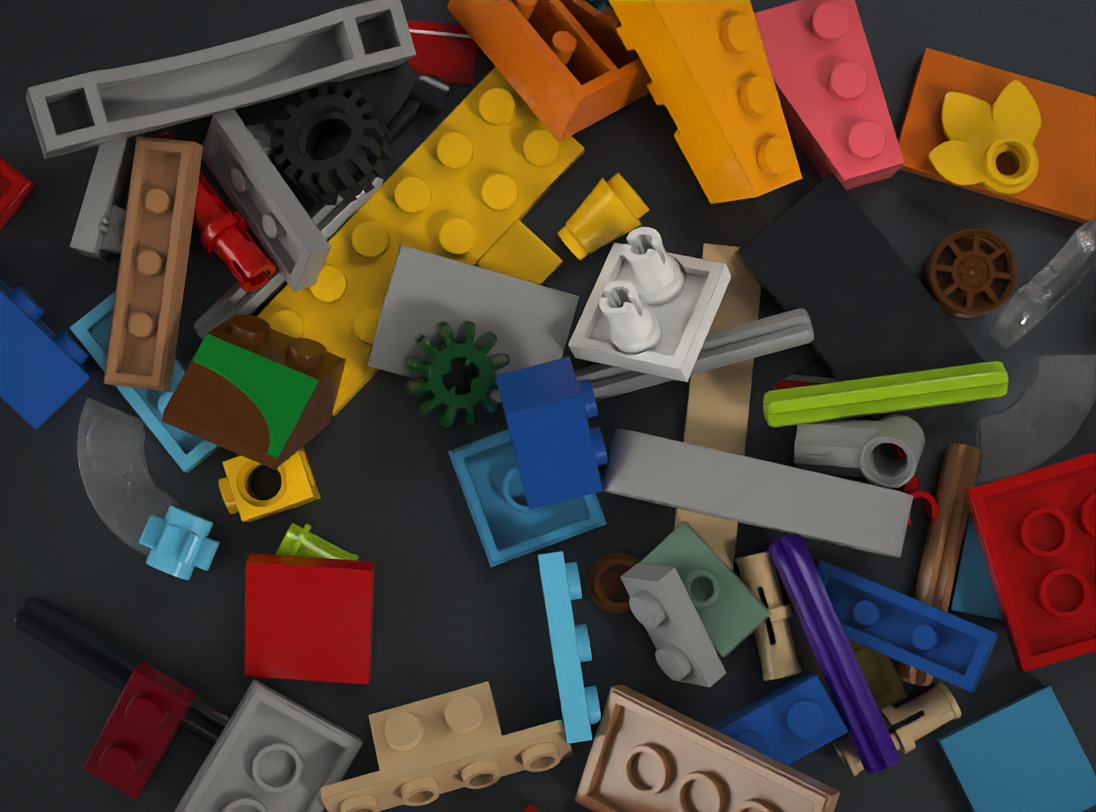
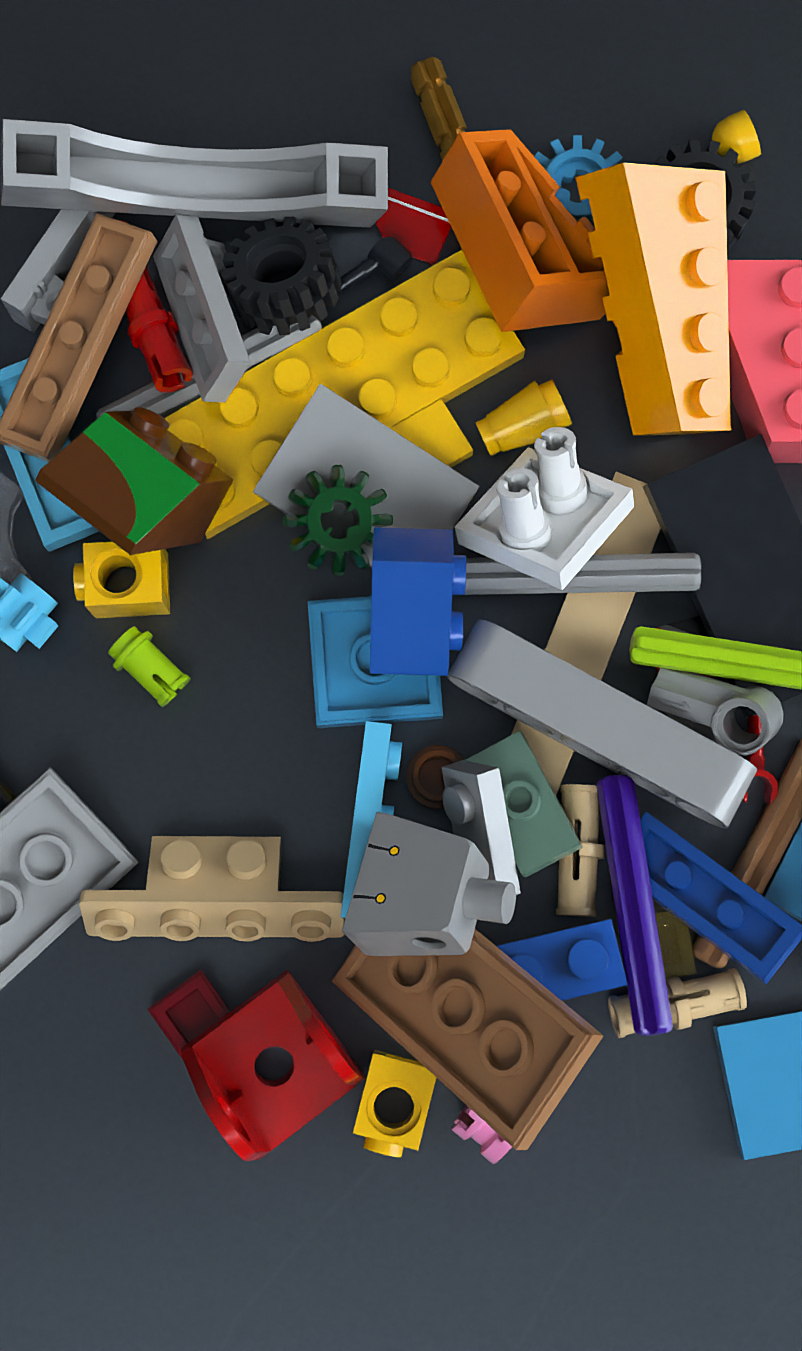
camera: 15 degrees right, 5 degrees down
(309, 618) = (122, 722): red tile -> none
(637, 703) = (422, 892): none -> light grey torso

